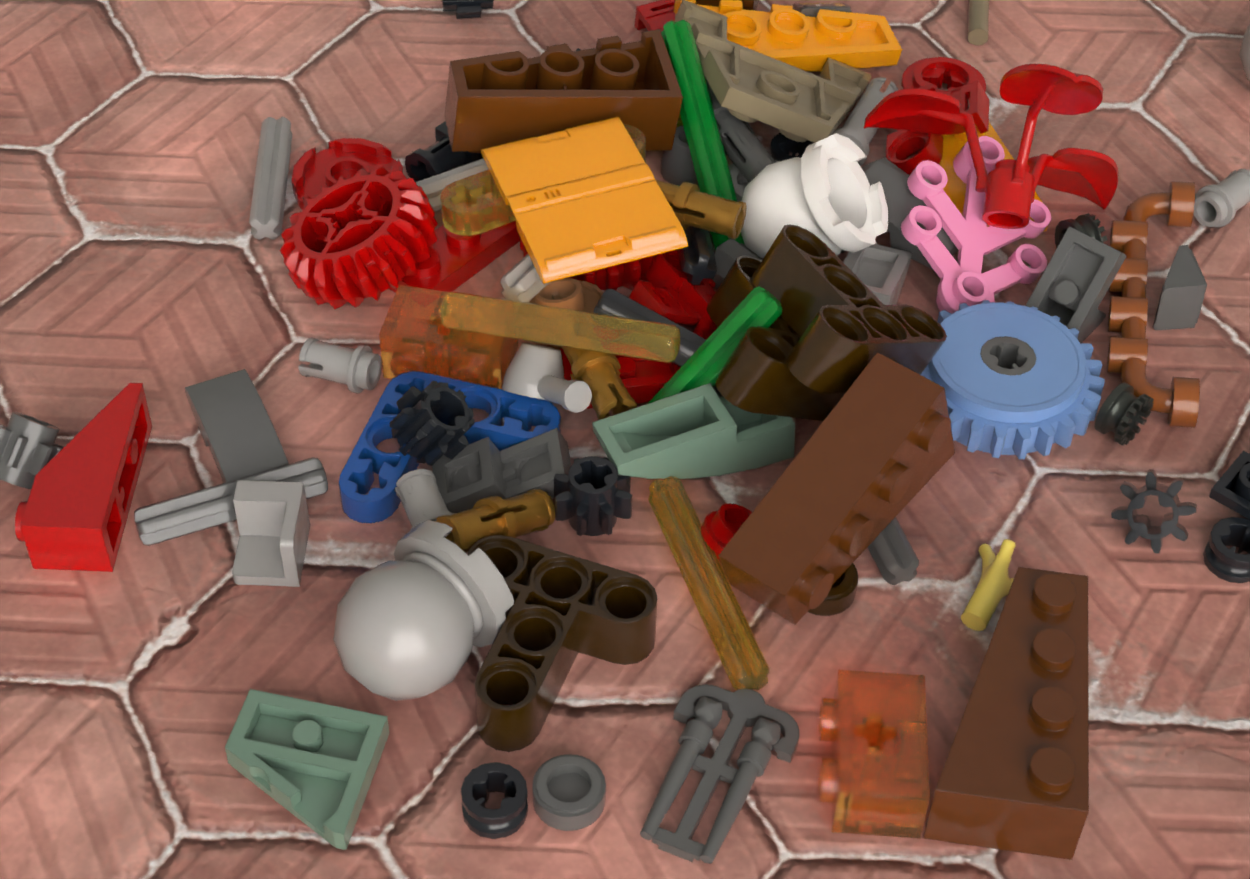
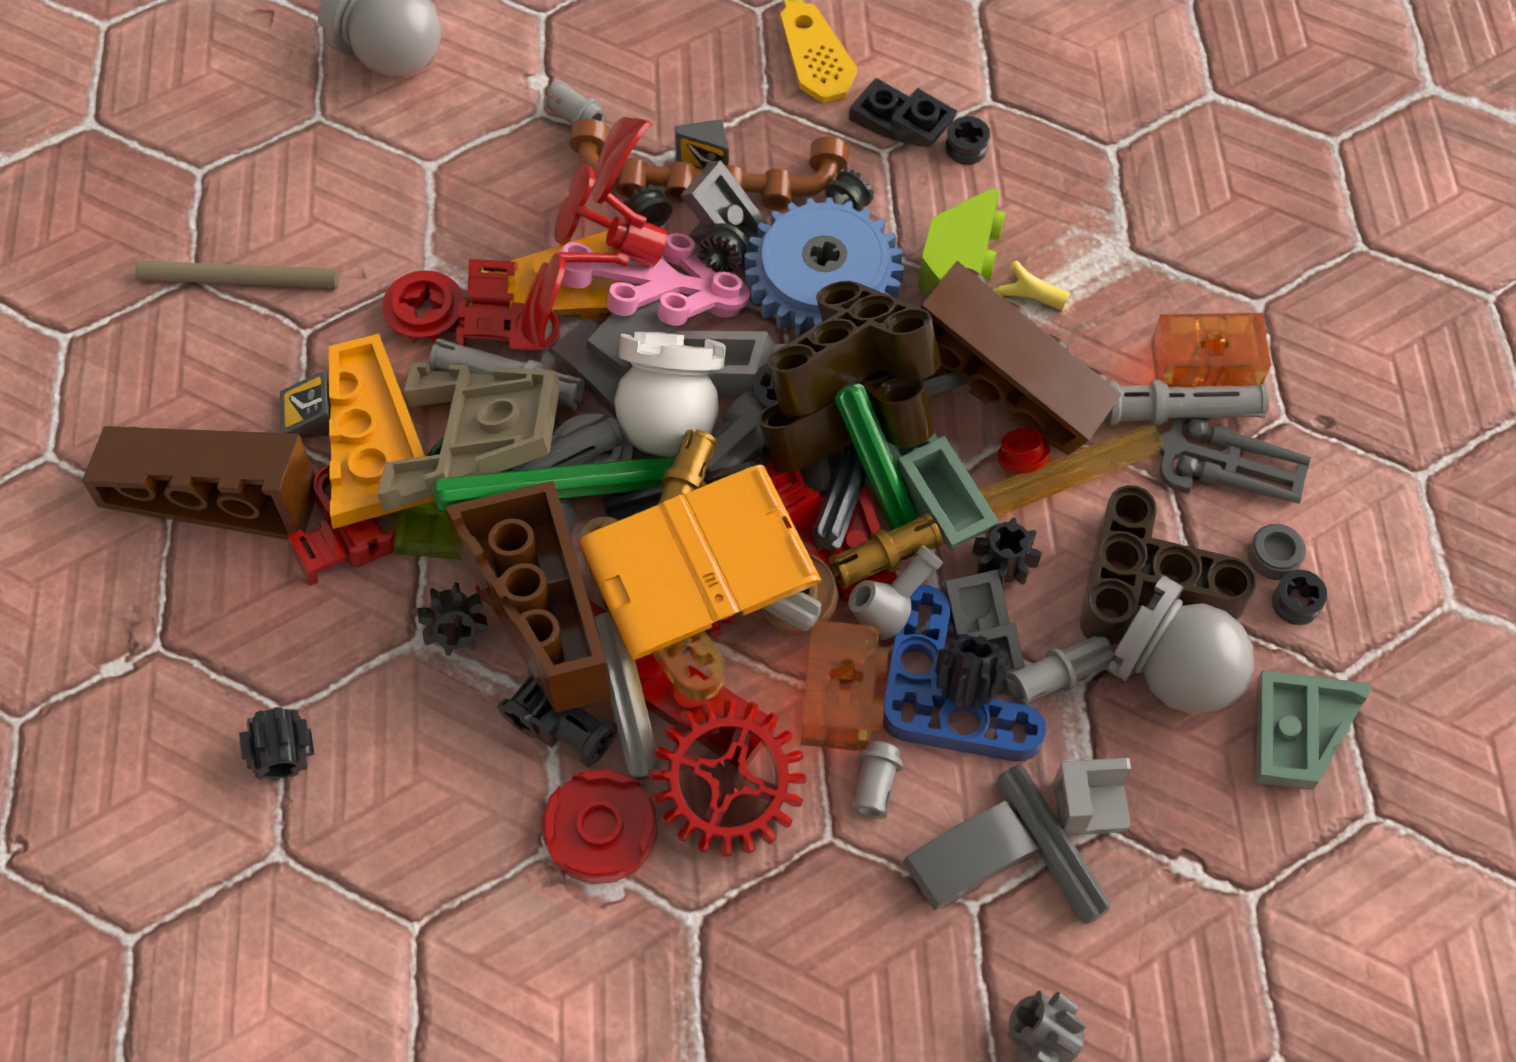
camera: 95 degrees left, 15 degrees up
(87, 490) = (1087, 961): red slope -> none
(271, 178) = (605, 900): light grey axle -> none
(500, 516) = (1061, 617): pearl gold pin -> none
(561, 327) = (868, 569): clear yellow axle -> none
(796, 776) = (1159, 402): none -> light grey pin
(1020, 283) = (715, 256): none -> pearl dark grey bush
(1024, 738) = (1159, 261): reddish brown wedge -> none
(1028, 498) = (964, 237): none -> lime slope
(1167, 497) = (955, 177): black gear -> none

